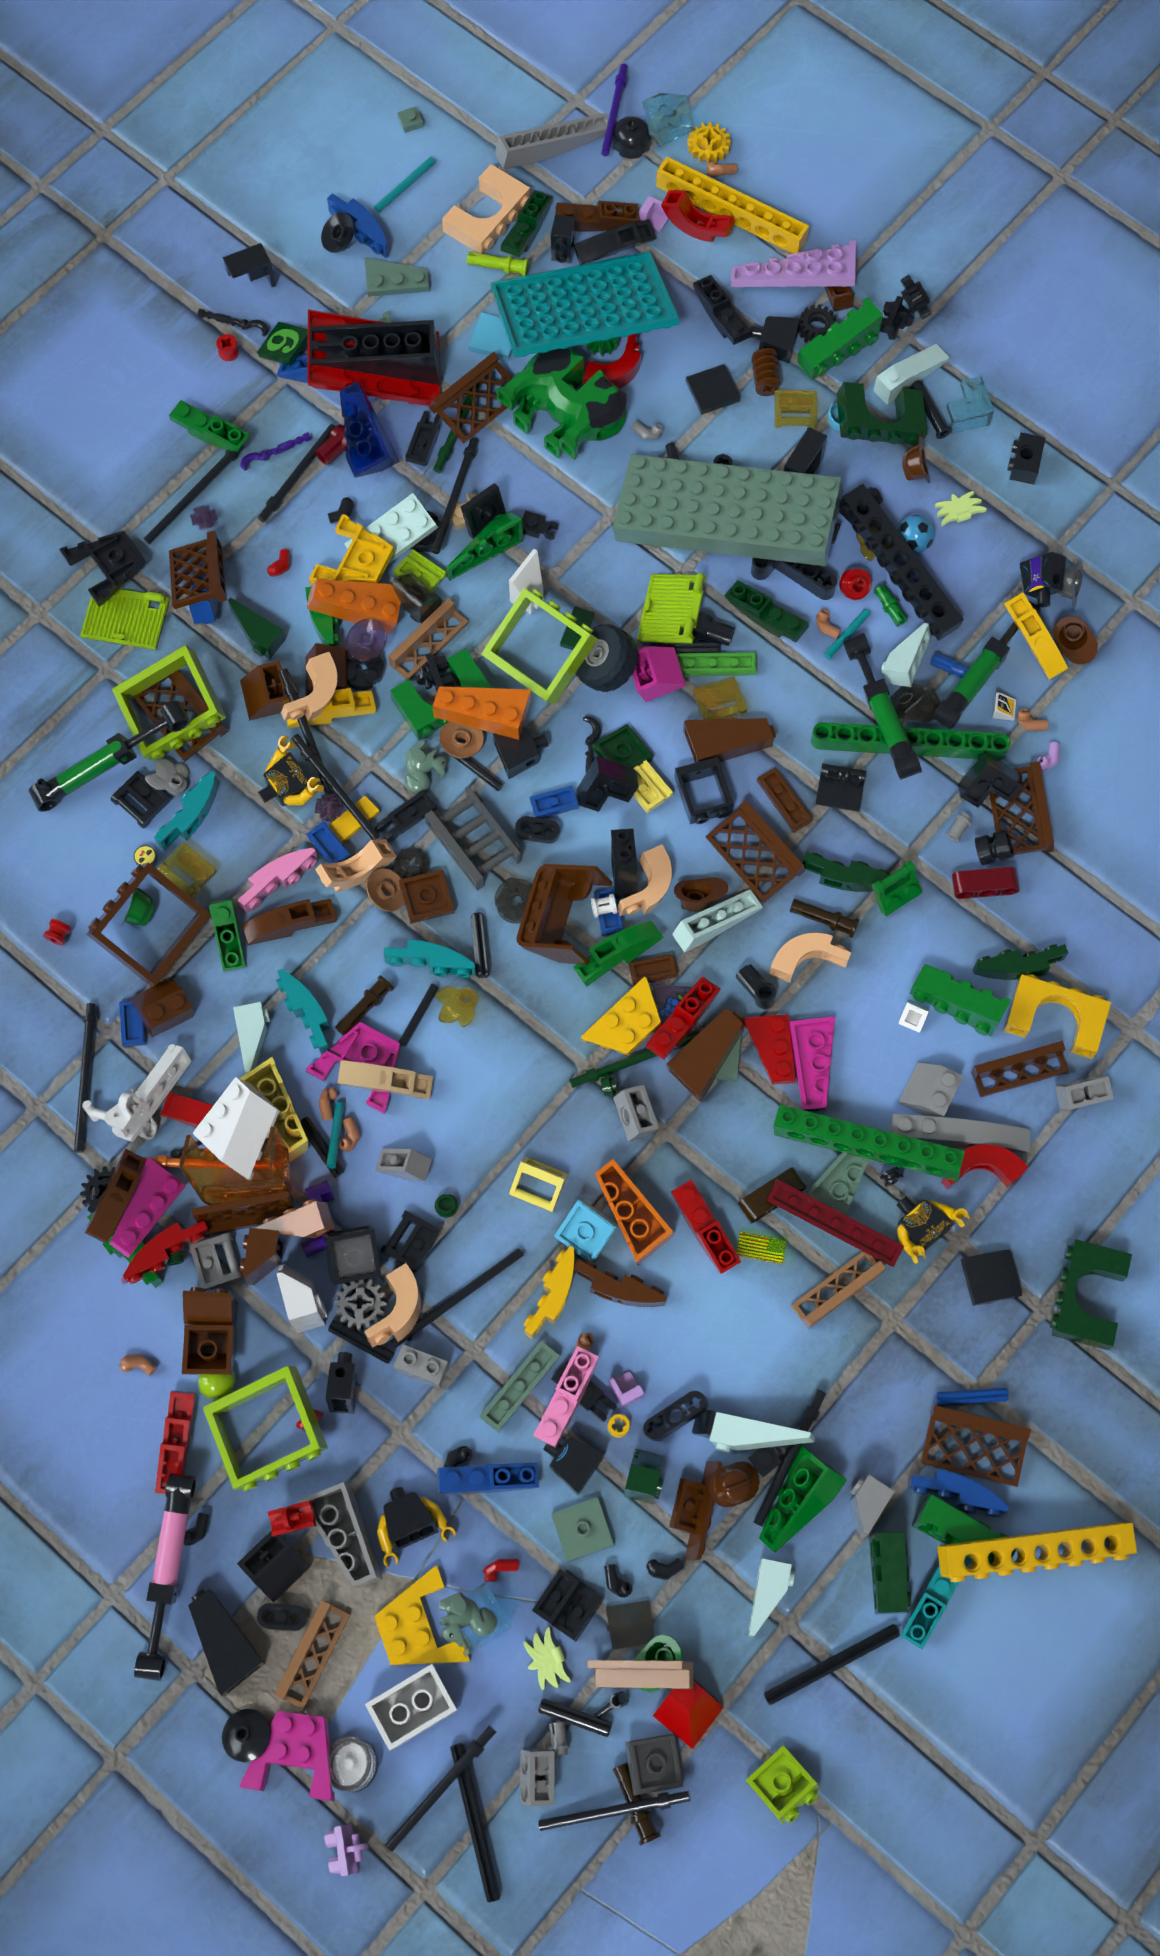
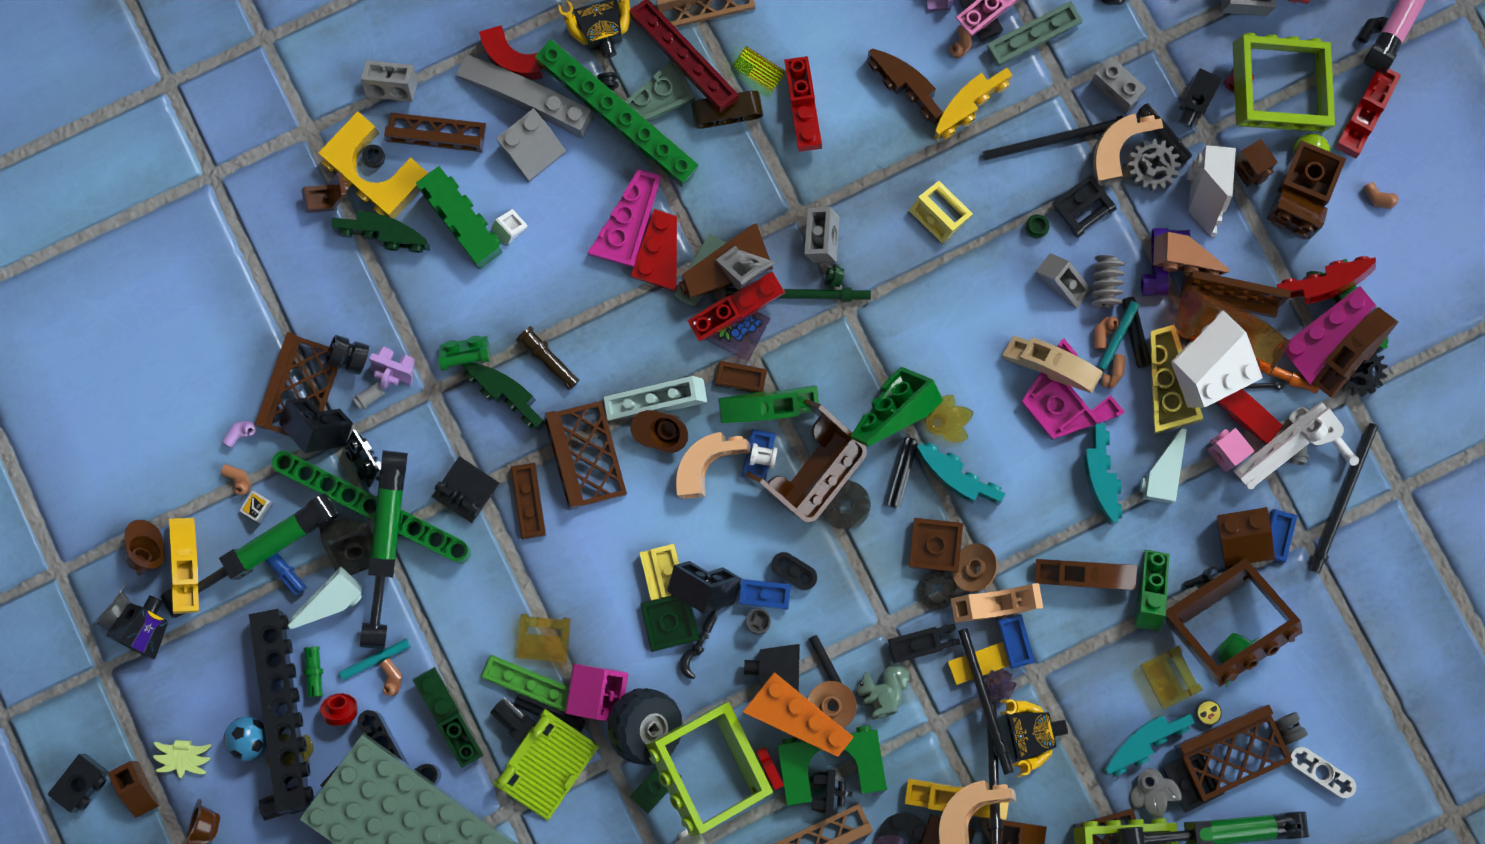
camera: 155 degrees left, 10 degrees up
(40, 854) = (1333, 788): none -> white beam
(57, 932) = (1326, 662): red wheel -> none
(71, 868) = (1294, 733): none -> dark grey wheel
(126, 844) = (1224, 732): none -> reddish brown fence
(186, 963) = (1201, 578): none -> black hand
(200, 1069) = (1229, 449): none -> bright pink brick
(209, 1265) = (1283, 259): light grey plate -> none
(263, 1254) = (1231, 242): reddish brown slope -> none
(266, 1337) = (1255, 163): none -> reddish brown brick
(283, 871) = (1072, 633): bright pink slope -> none
(352, 1254) = (1146, 206): piece -> none
(361, 1177) = (1107, 281): none -> light grey piece
(371, 998) = (1034, 459): dark brown pin -> none
(418, 1015) = (991, 426): black bar -> none
(463, 857) = (880, 572): dark grey fence -> none
(490, 672) = (771, 772): none -> red plate
(505, 991) = (903, 401): none -> green wedge
(547, 774) = (758, 621): none -> dark grey wheel
(586, 1230) = (916, 144): medium azure tile -> none
(623, 862) = (725, 486): black window -> none
(627, 1022) = (790, 331): yellow wing -> none
(636, 1217) = (865, 142): orange wedge -> none
(691, 1049) = (742, 266): none -> light grey slope
(698, 771) = (600, 512): black window -> none
(727, 737) = (560, 589): reddish brown slope -> none
(756, 985) = (648, 317): black piece -> none
(803, 948) = (588, 334): light nougat arch -> none
(946, 776) = (358, 450): none -> black hinge
(963, 857) = (390, 371): none -> lavender hips
(984, 470) = (133, 788): none -> reddish brown slope
(985, 882) = (373, 326): dark red beam -> none
(1070, 1026) = (381, 156): none -> black bush
(1086, 971) = (325, 196): none -> reddish brown bracket

